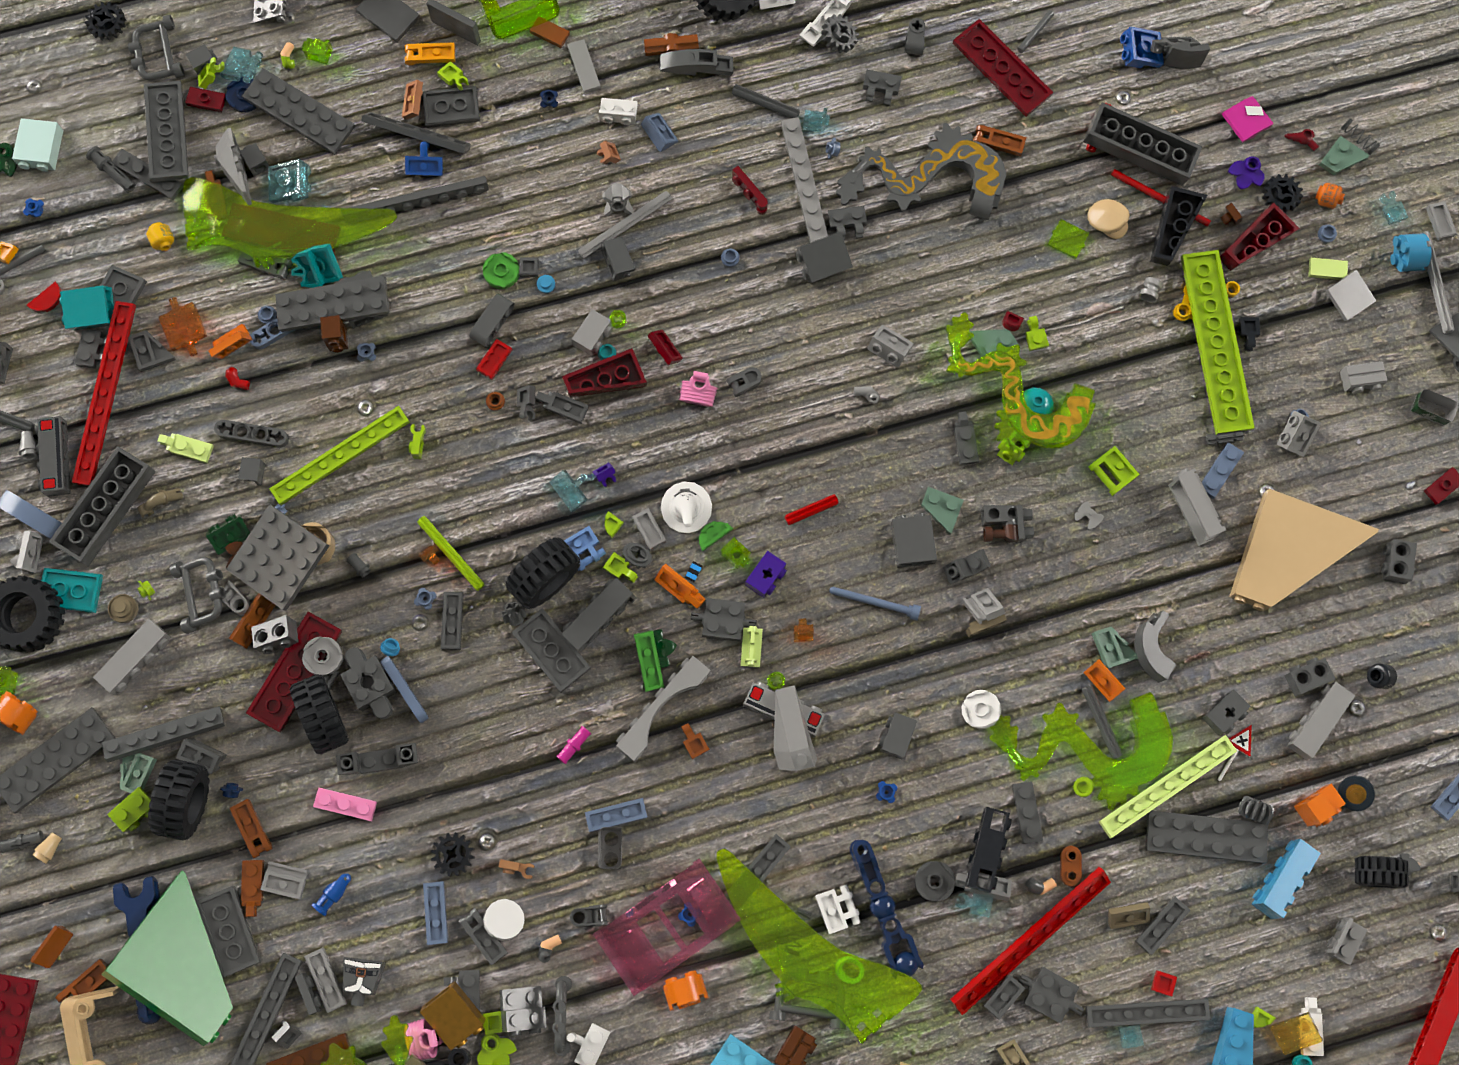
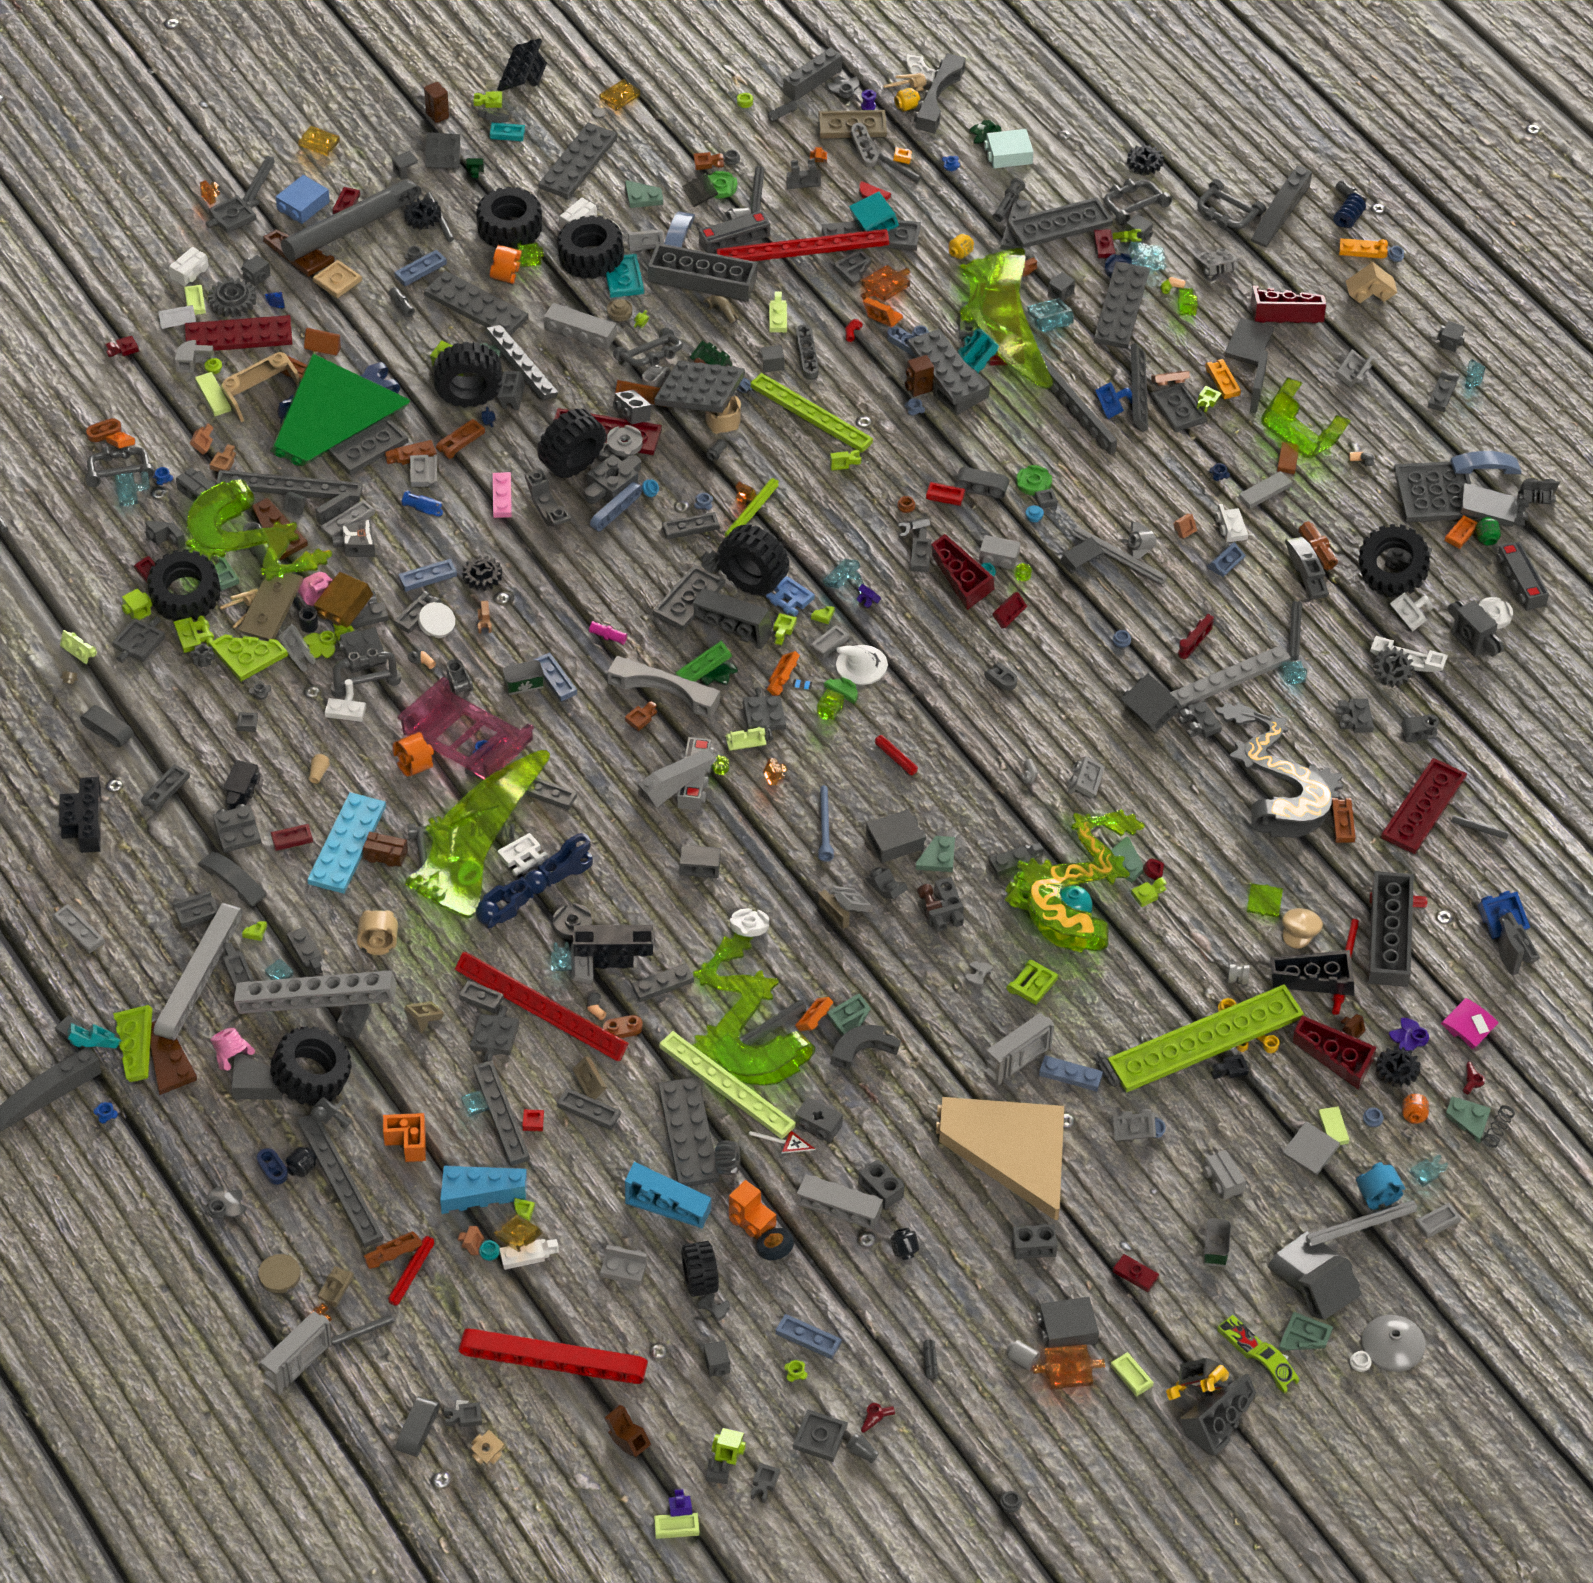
camera: 75 degrees right, 25 degrees down
(47, 848) = (400, 317): tan cone -> none
(232, 163) = (1044, 271): light grey wedge -> none
(631, 550) = (804, 631): dark grey gear -> none
(700, 396) = (974, 640): bright pink piece -> none
(756, 580) = (818, 732): dark purple brick -> none
(833, 148) = (1270, 689): sand blue plate -> none
(891, 788) = (647, 865): blue plate -> none
(1083, 786) = (703, 1019): lime tile -> none

